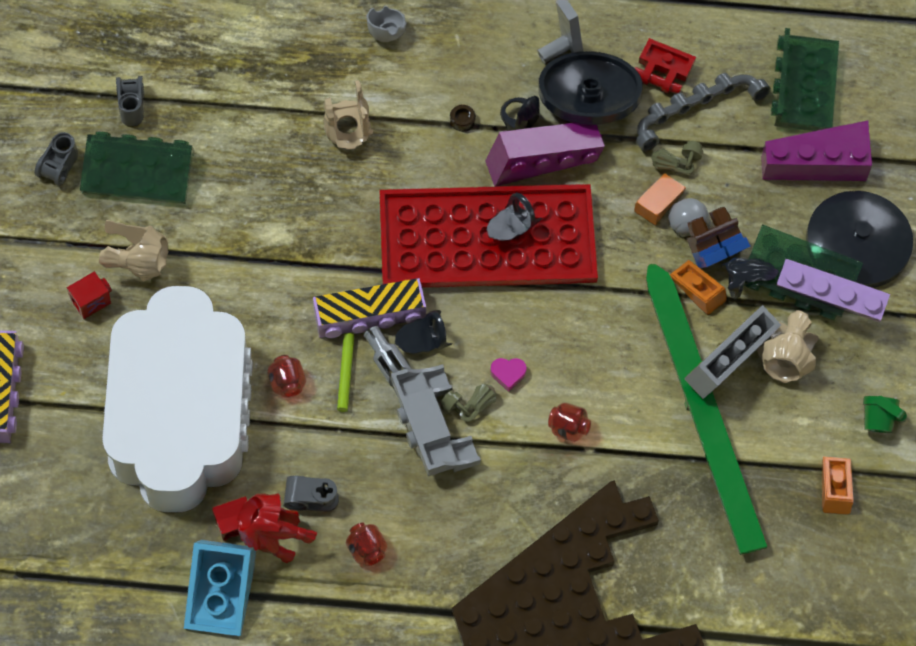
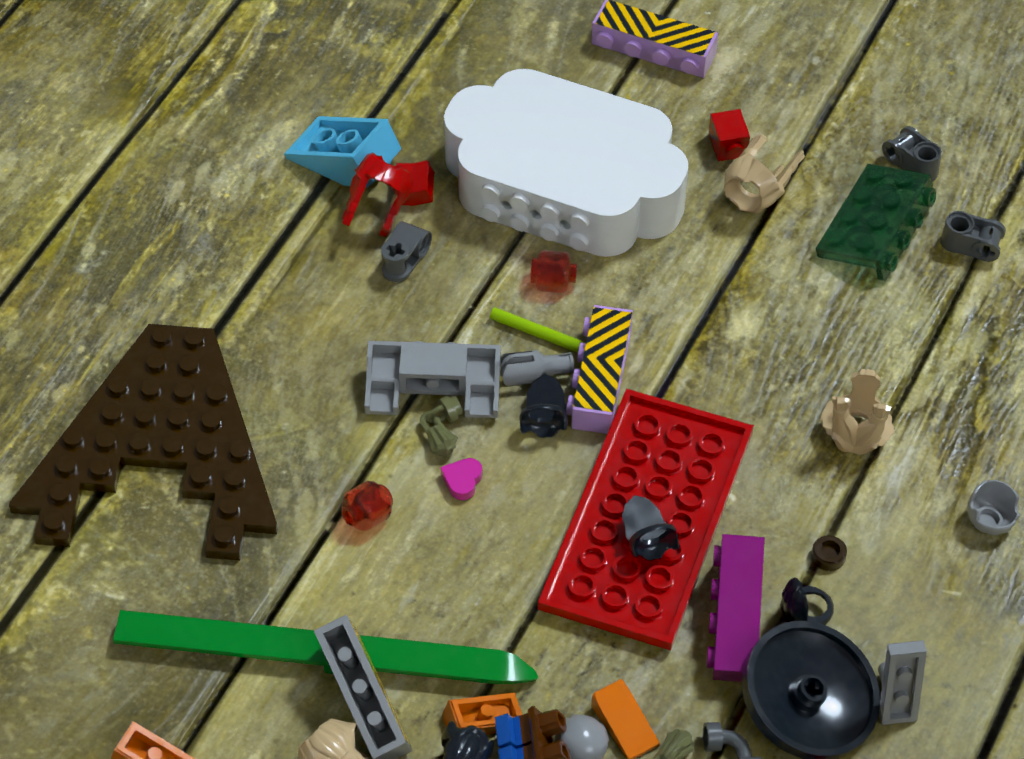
camera: 115 degrees right, 10 degrees down
(366, 544) = (323, 279): clear red head -> none

